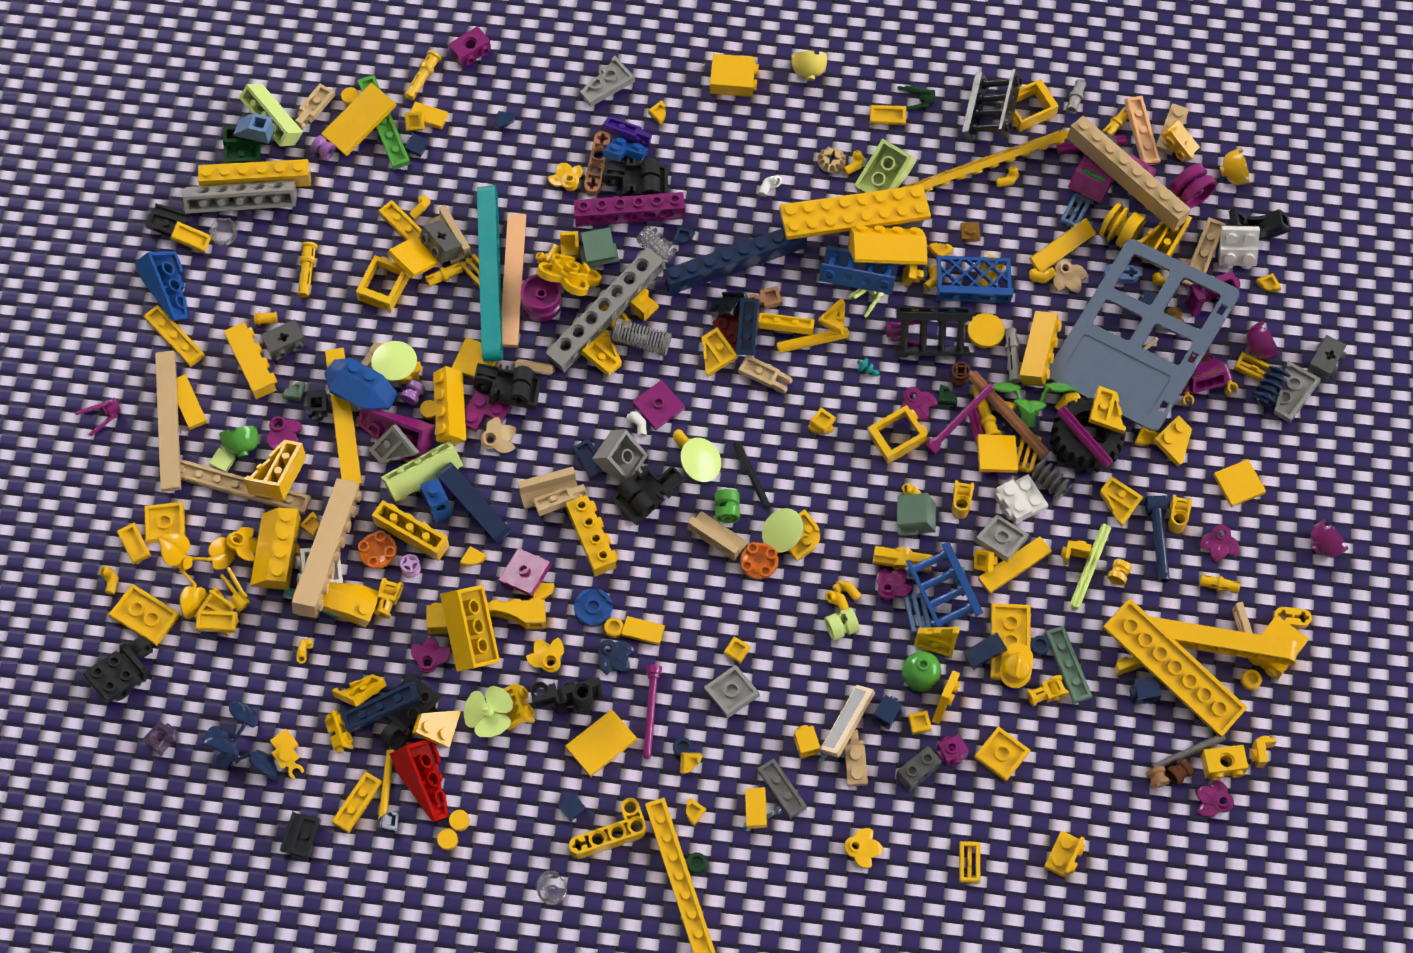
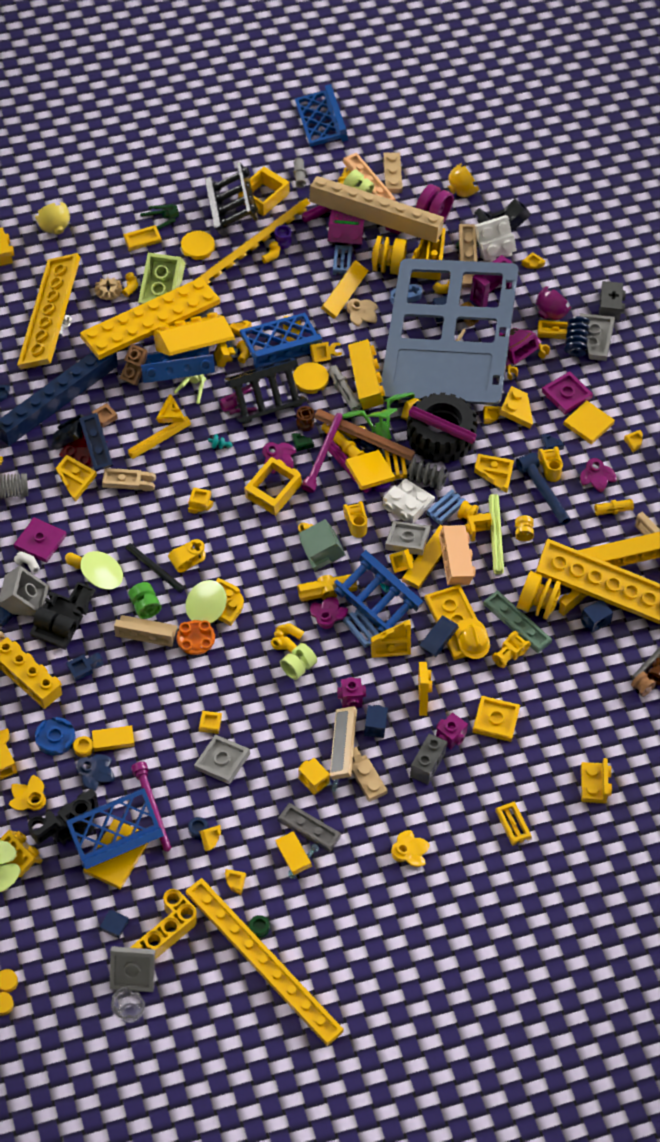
camera: 25 degrees left, 10 degrees down
(568, 857) = (132, 969): none -> light grey plate
(604, 739) = (121, 845): none -> blue fence
(643, 549) = (82, 667): none -> dark blue plate
(763, 165) = (49, 311): none -> yellow plate
(784, 475) = (187, 556): none -> yellow piece
(786, 323) = (130, 431): yellow tile -> none
(821, 253) = (134, 359): none -> medium nougat slope
(877, 674) = (351, 692): none -> magenta brick
(919, 722) = (409, 720): yellow tile -> none
(921, 671) = (389, 675): bright green cylinder -> none
(939, 142) = (197, 245): none -> yellow tile
(970, 232) = (258, 305): pearl gold plate -> none
(1008, 307) = (322, 351): none -> yellow plate
(1026, 164) = (283, 236): none -> dark purple wheel
(1040, 575) = (456, 555): none -> light nougat brick
(1040, 645) = (485, 614): dark blue tile -> none
(1041, 277) = (336, 320): yellow arm -> none
(1069, 512) = (431, 512): none -> medium blue tile
(1072, 532) = (467, 510): none -> yellow wheel
(1098, 649) = (539, 595): none -> yellow wheel
(1106, 410) = (451, 397): yellow wing -> none
(1123, 130) = (356, 180): none -> yellowish green wheel
(1141, 43) = (330, 103): none -> blue fence
(1180, 141) = (405, 177): yellow bracket -> none
(1191, 491) = (550, 442): none -> dark blue tile
(1232, 443) = (567, 392): none -> magenta plate
(1276, 519) = (634, 440): none -> yellow tile

